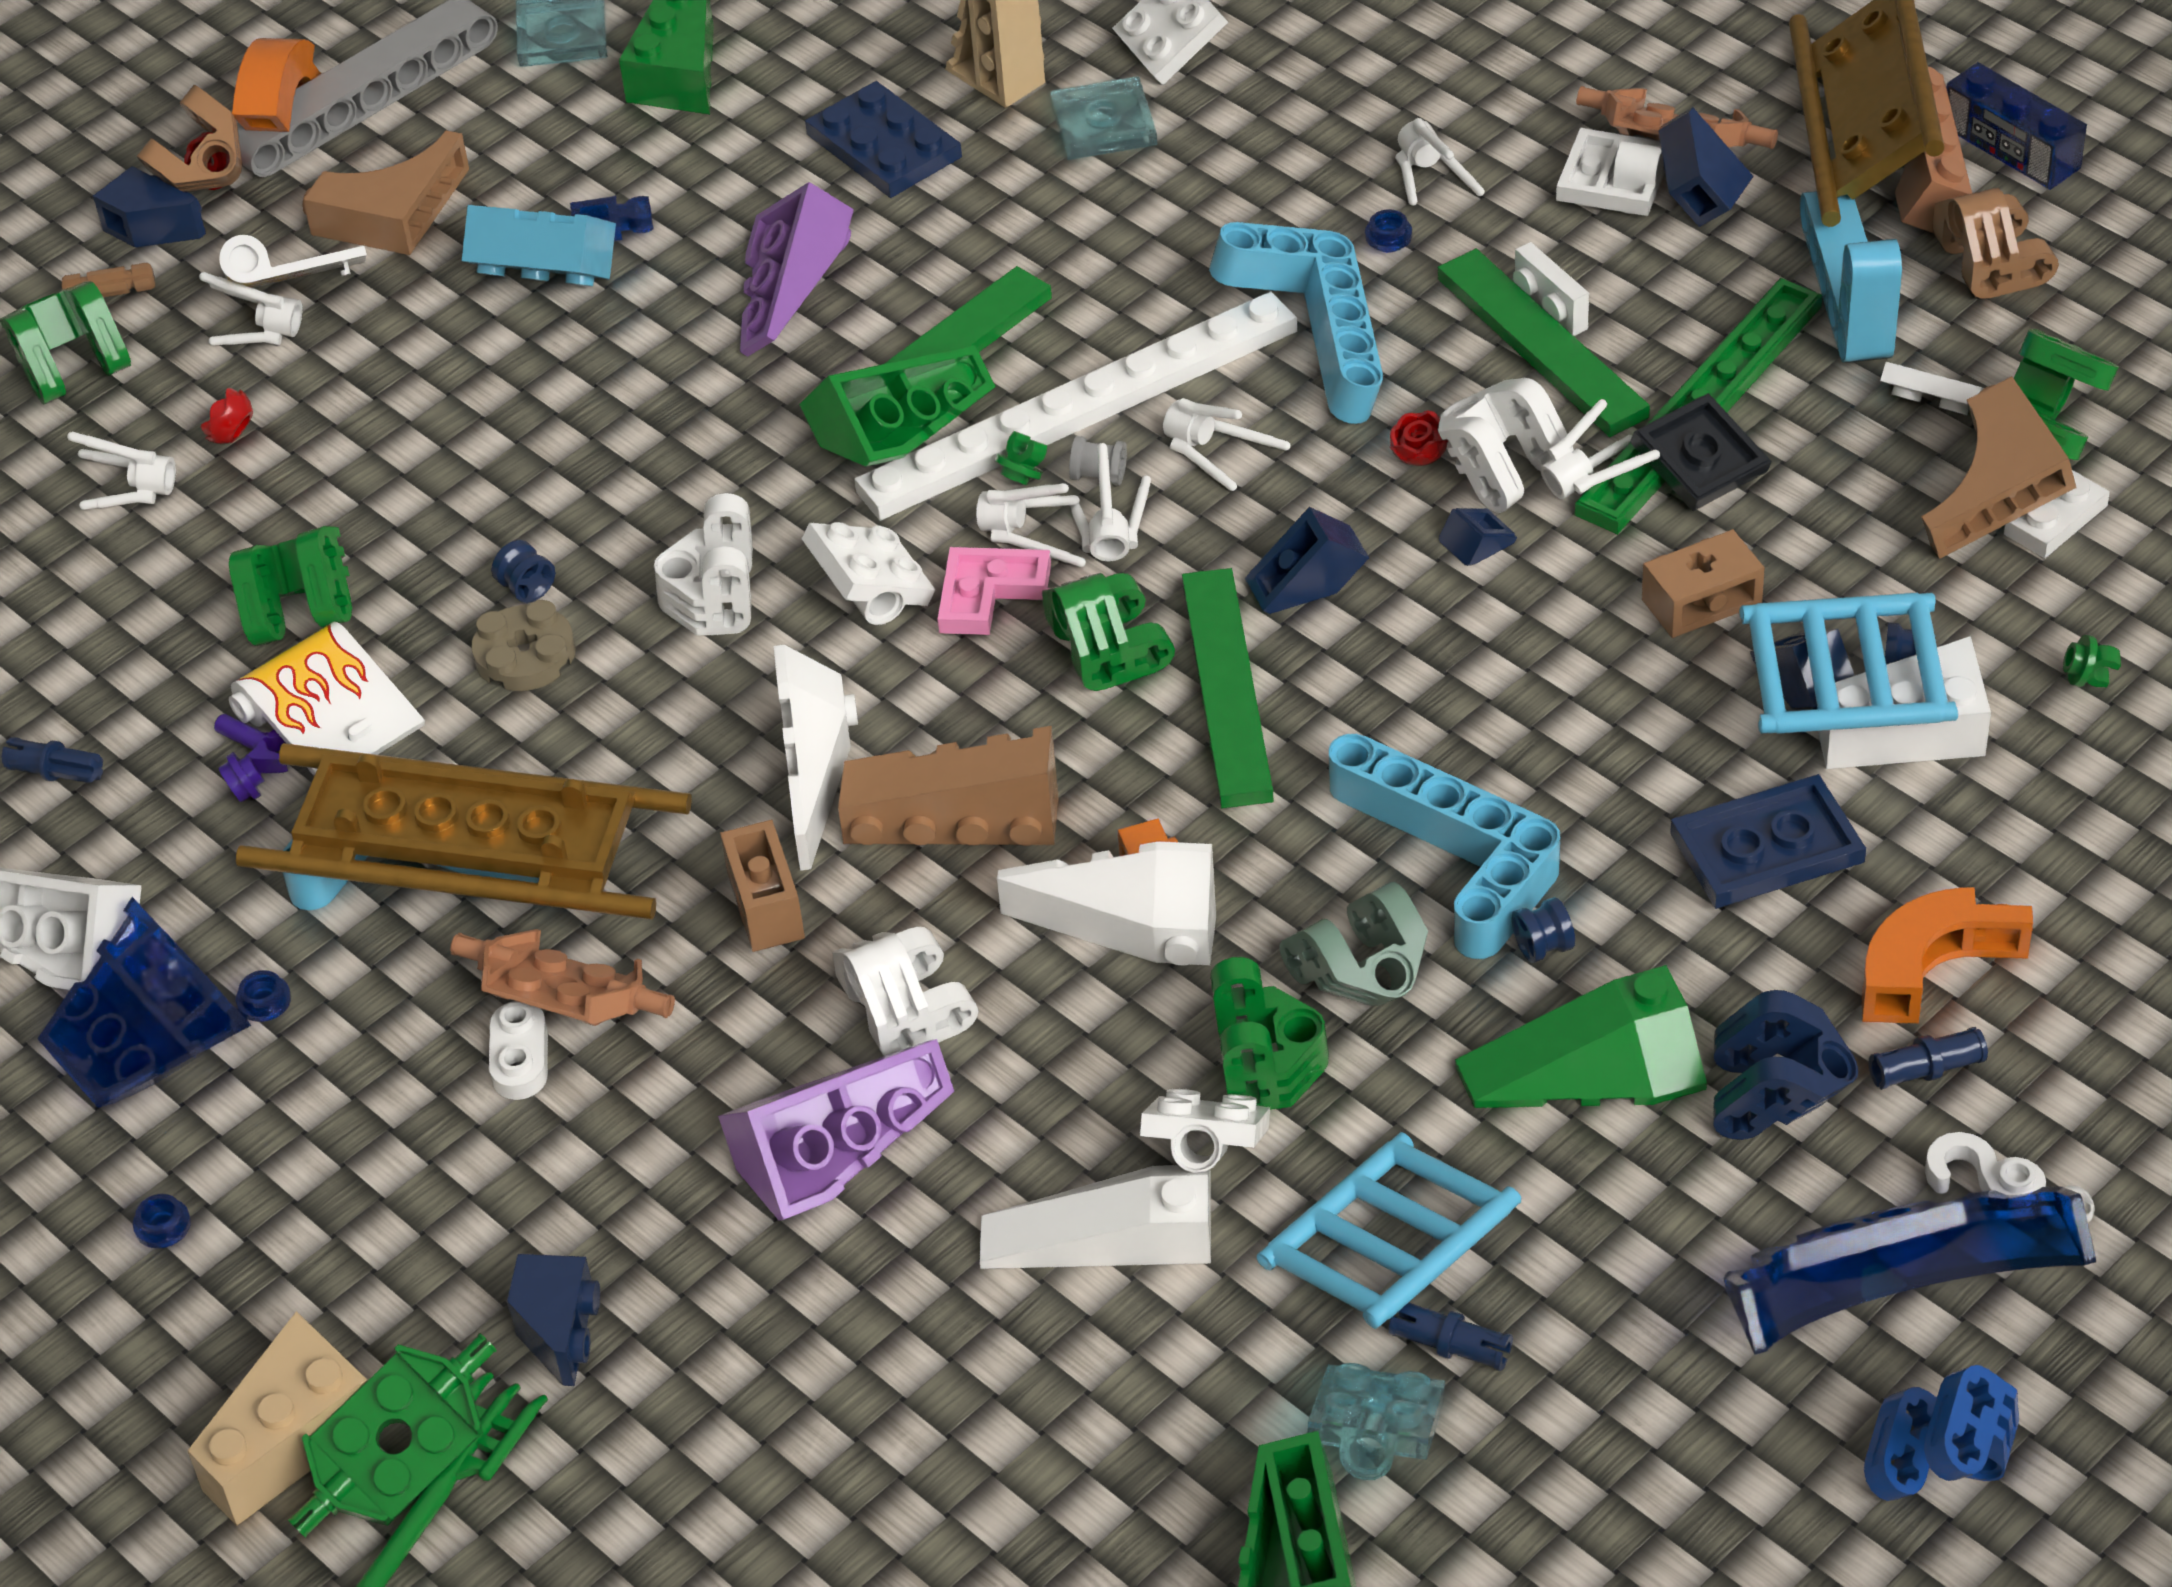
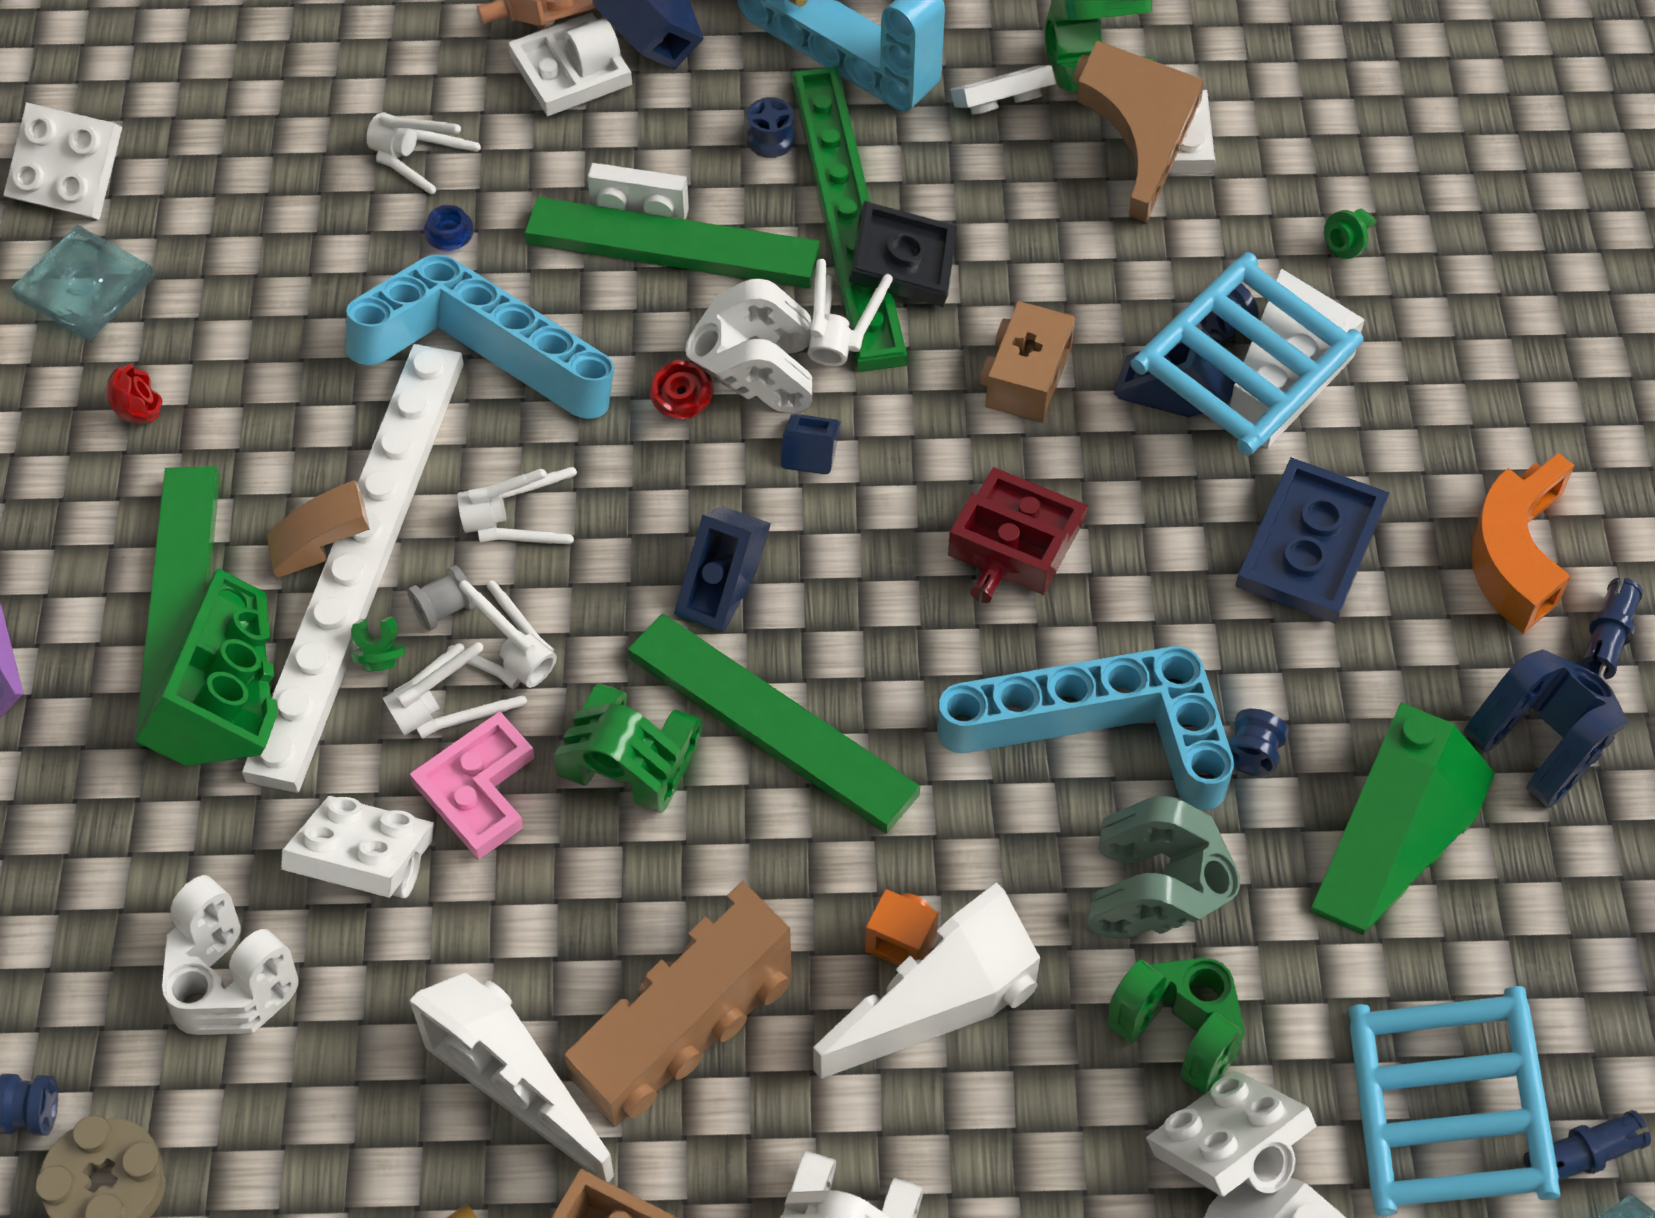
camera: 50 degrees left, 10 degrees up
(1047, 206) = (131, 395): none -> red plate
(1075, 357) = (301, 535): none -> medium nougat slope
(1542, 684) = (1014, 533): none -> dark red plate
(1711, 305) = (770, 127): none -> dark blue wheel

